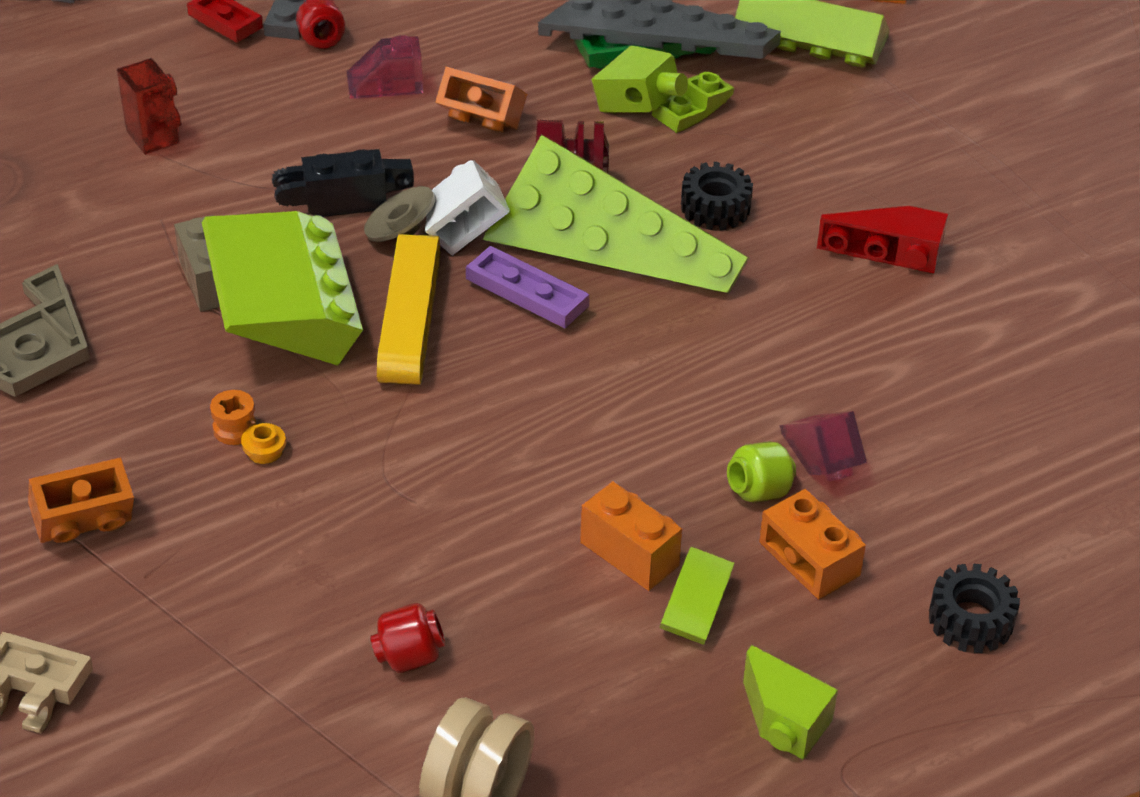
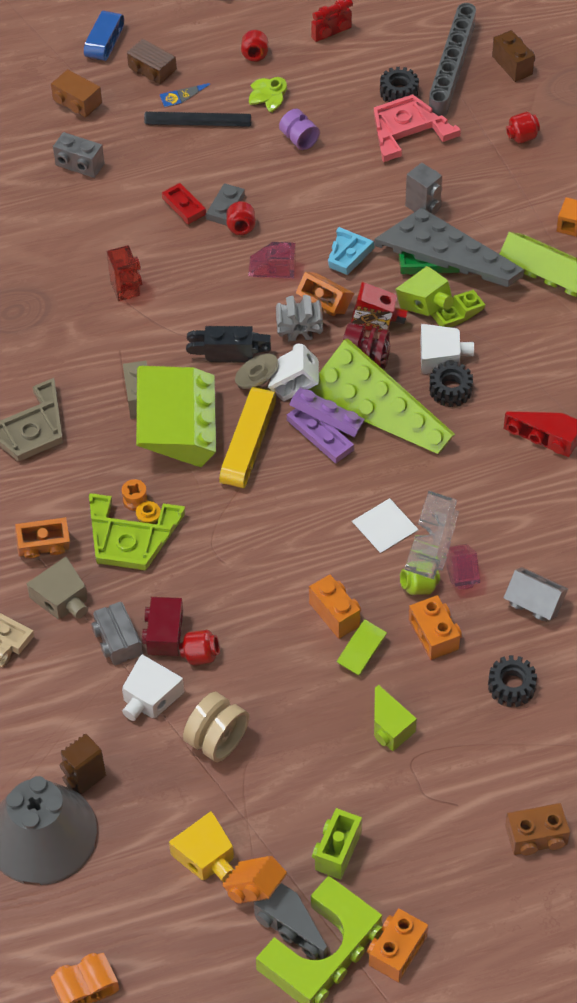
camera: 15 degrees right, 10 degrees up
(127, 584) = (59, 590): none -> dark tan torso
(237, 490) = (130, 542): none -> lime wing
(249, 638) = (117, 633): none -> flat silver brick
(333, 722) = (150, 689): none -> white torso
(336, 612) = (164, 626): none -> dark red brick
(450, 132) = (299, 318): none -> light grey gear
(501, 46) = (348, 251): none -> medium azure wing
(531, 252) = (327, 411): none -> medium lavender plate
(570, 99) = (376, 308): none -> red torso
(673, 407) = (385, 525): none -> white sticker
(682, 143) = (441, 346): none -> white torso
(772, 413) = (426, 552): none -> clear arch
(964, 465) = (535, 594): none -> flat silver brick

